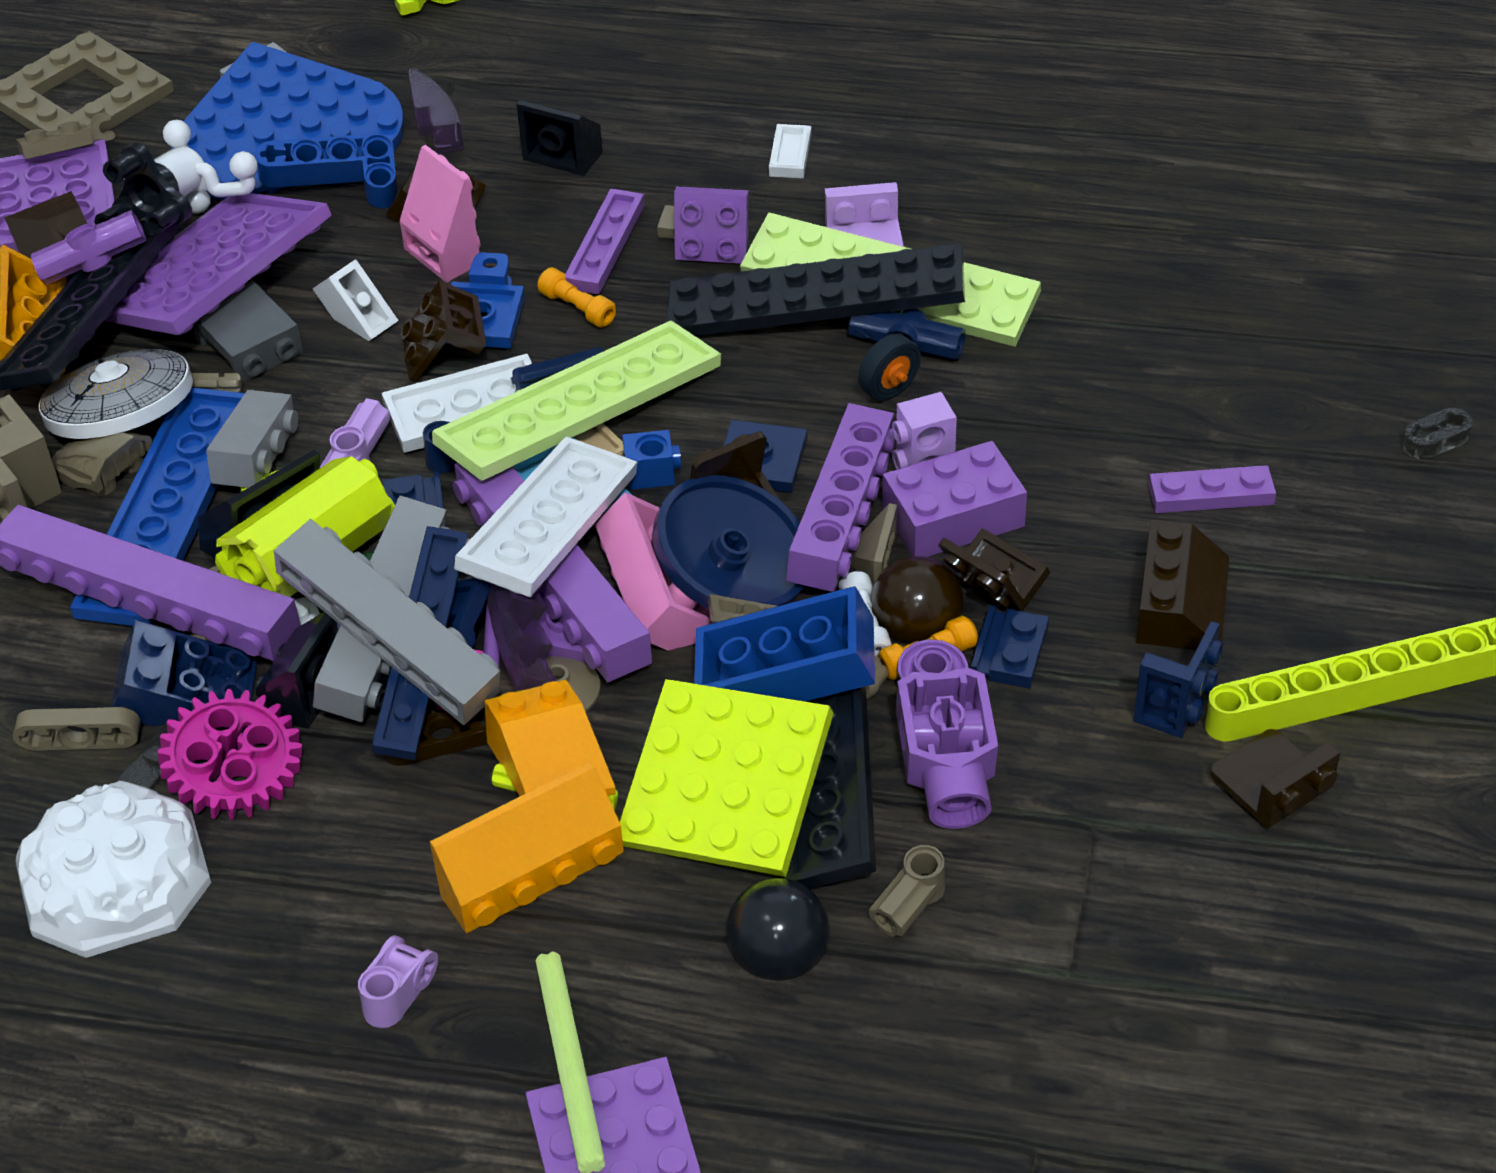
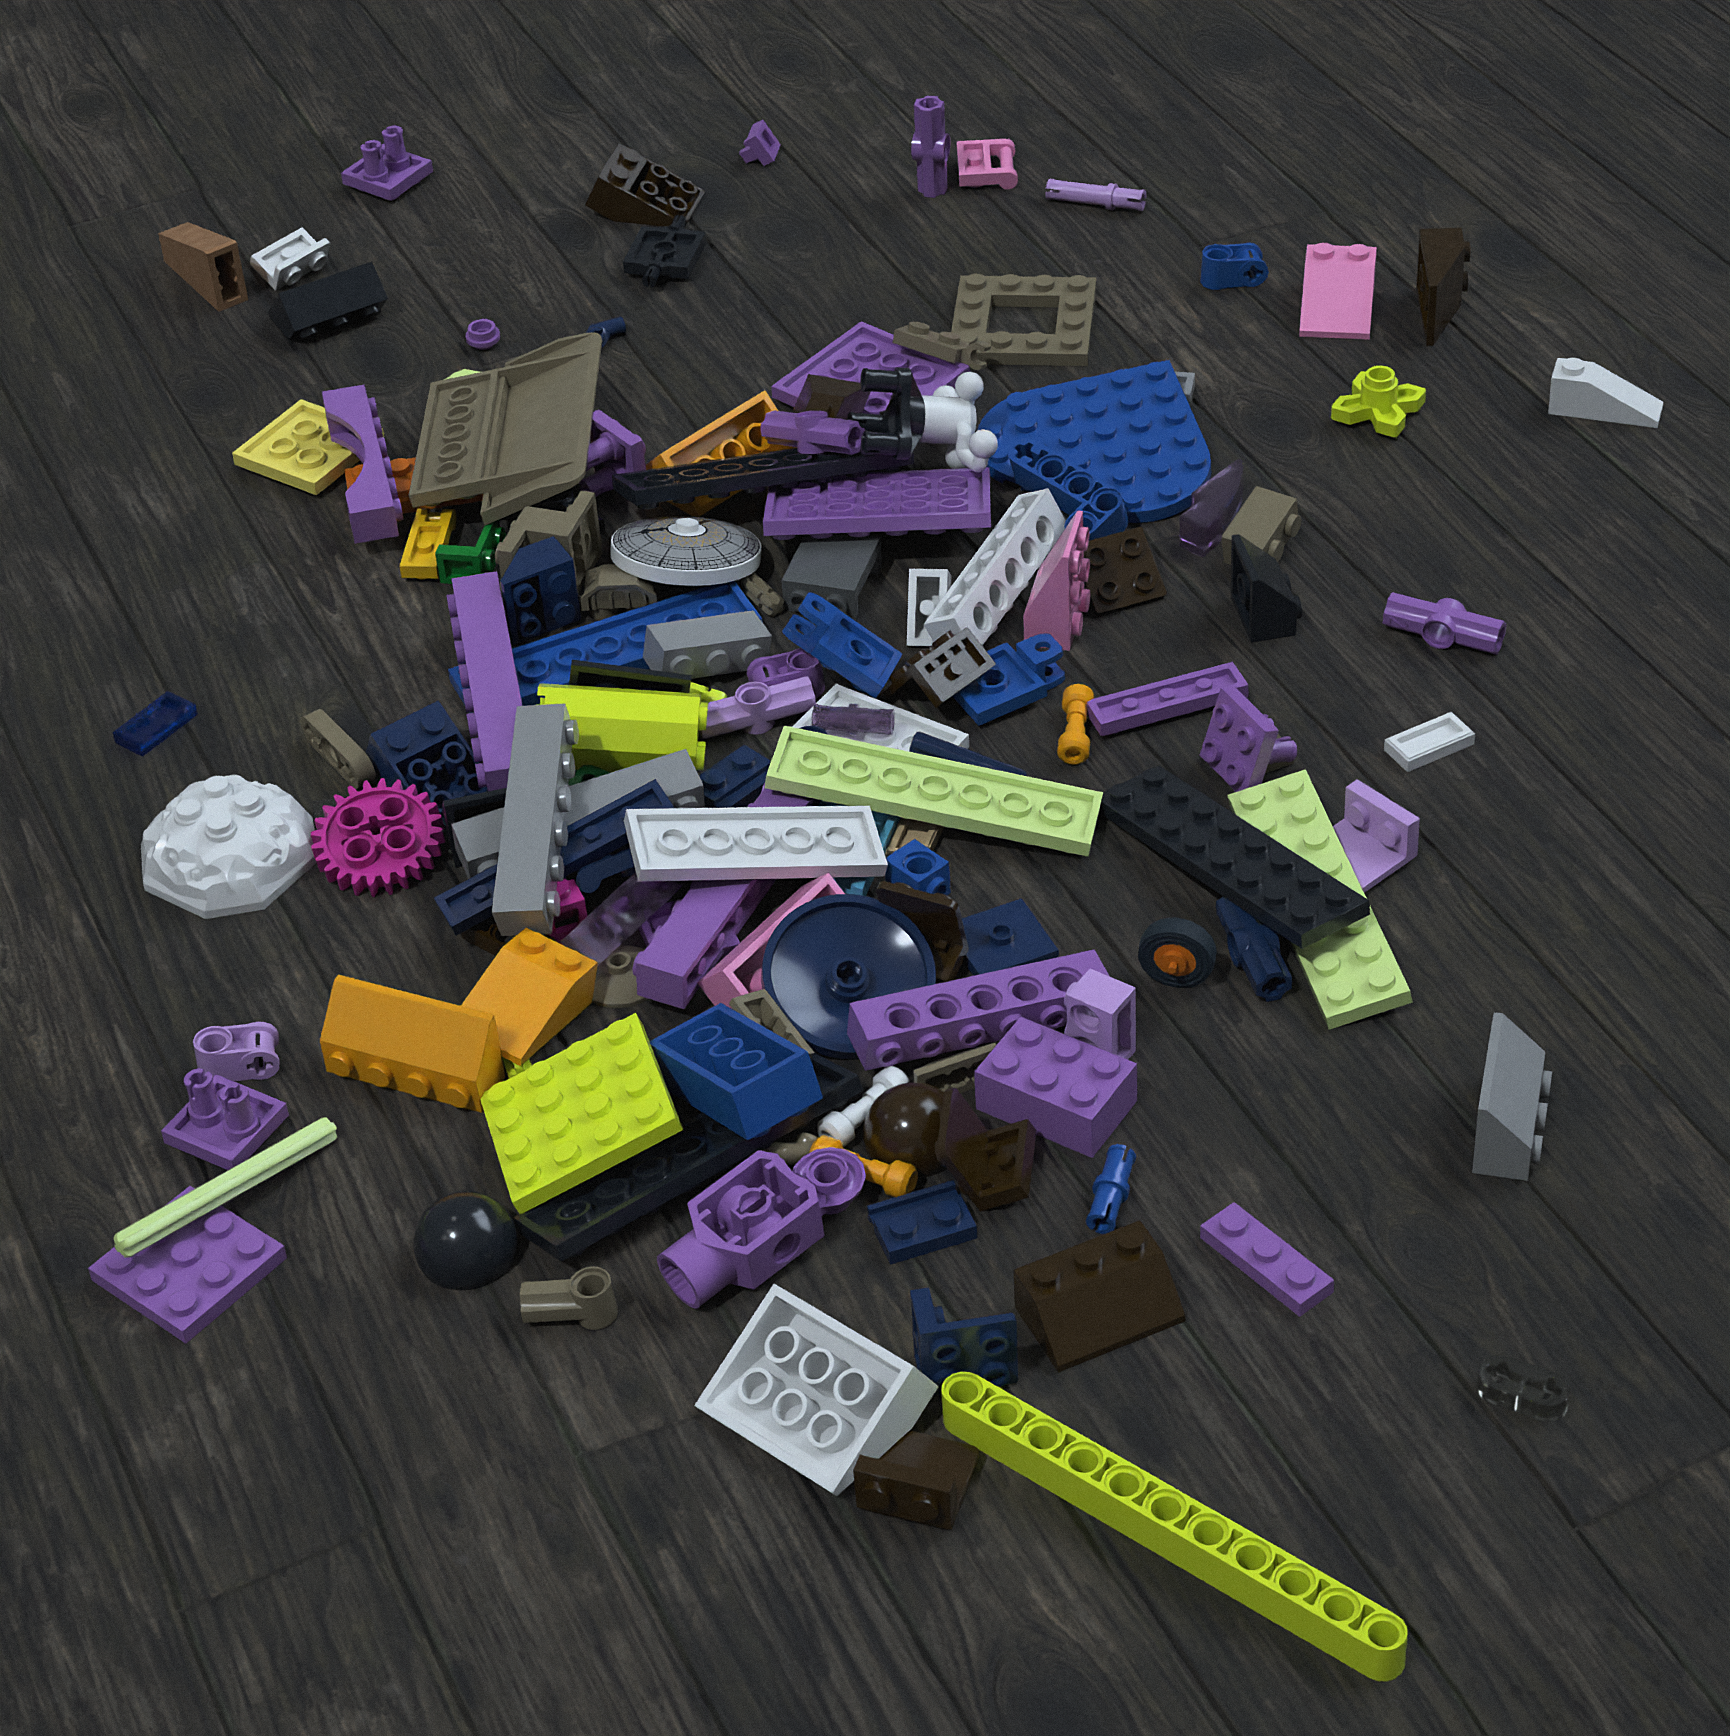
camera: 55 degrees right, 5 degrees down
(59, 483) = (539, 590): none -> dark blue slope
(331, 411) = (788, 667): none -> medium lavender piece
(360, 360) = (842, 644): none -> blue plate
(370, 242) = (1000, 568): none -> white brick
(444, 400) = (853, 719): none -> clear purple pin
(471, 1030) = (223, 1120): none -> medium lavender plate
(490, 101) = (1266, 521): none -> dark tan brick
(687, 79) = (1444, 623): none -> medium lavender piece
(1078, 528) = (1111, 1189): none -> blue pin
(1149, 787) = (814, 1391): none -> white slope
(1188, 299) = (1510, 1103): none -> light grey slope

